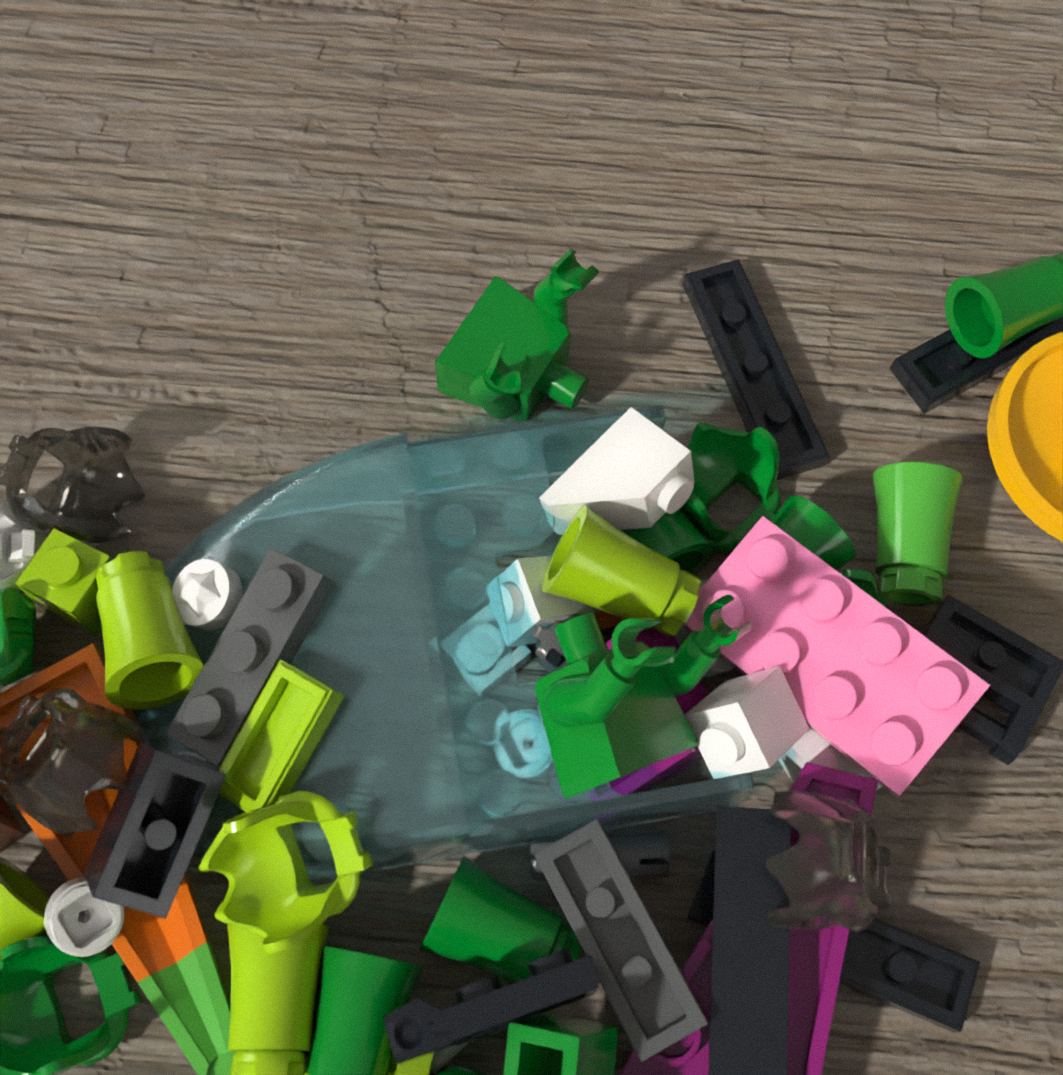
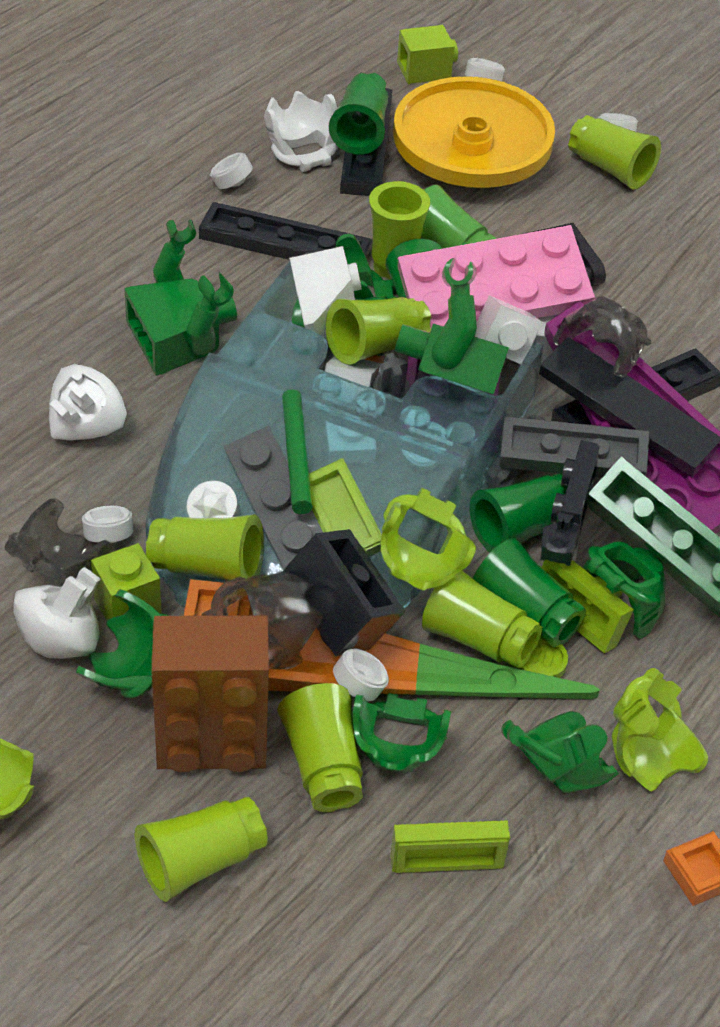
camera: 55 degrees left, 20 degrees down
(167, 500) = (108, 524): none -> white tile
(307, 360) = (84, 405): none -> white piece
(307, 632) = (296, 452): none -> green bar
(805, 241) = (231, 171): none -> white tile
(843, 464) = (397, 216): none -> lime plant
(937, 248) = (301, 125): none -> white helmet

